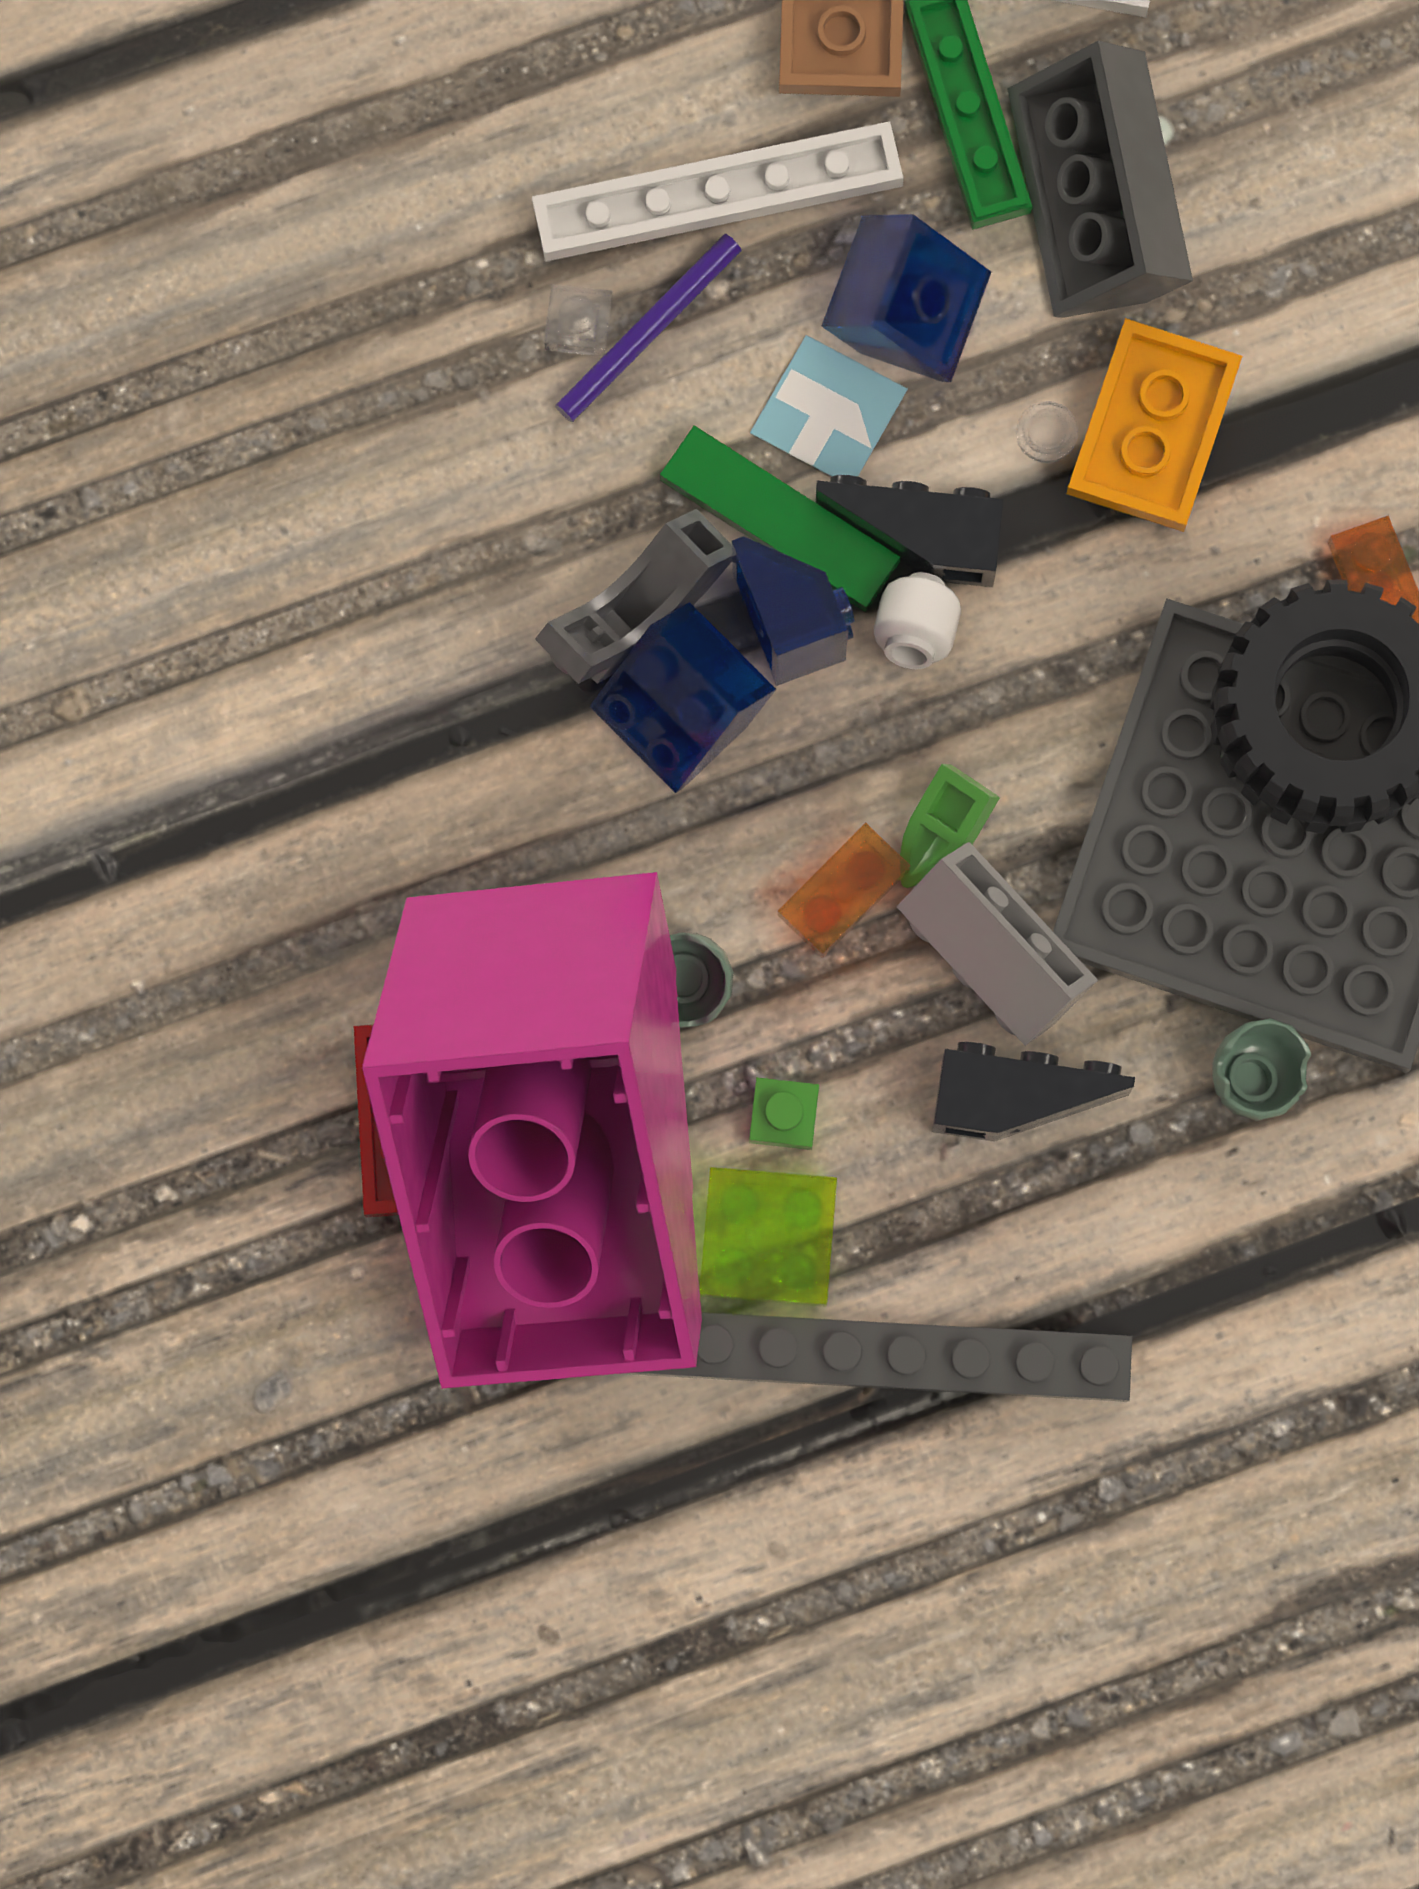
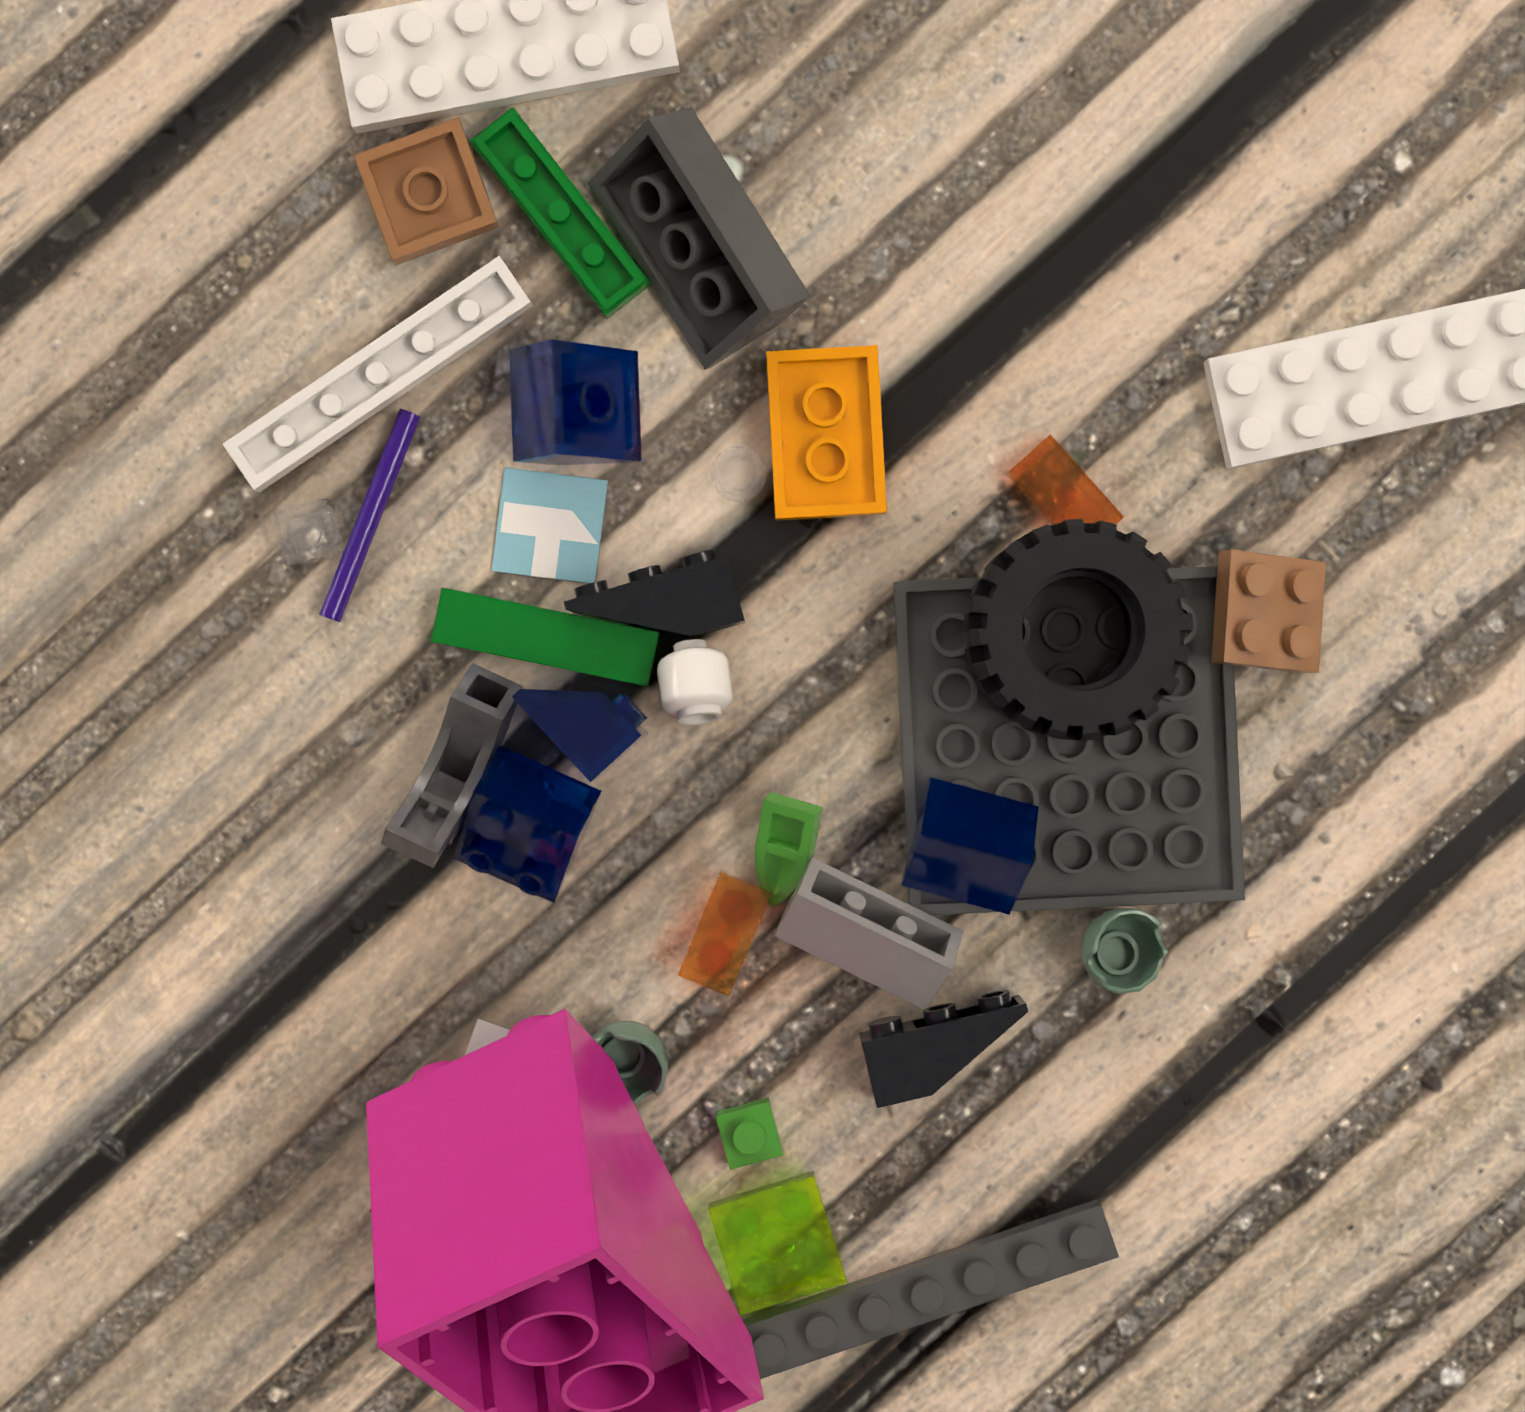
camera: 20 degrees left, 10 degrees up
(1138, 895) = (971, 846): none -> clear blue slope

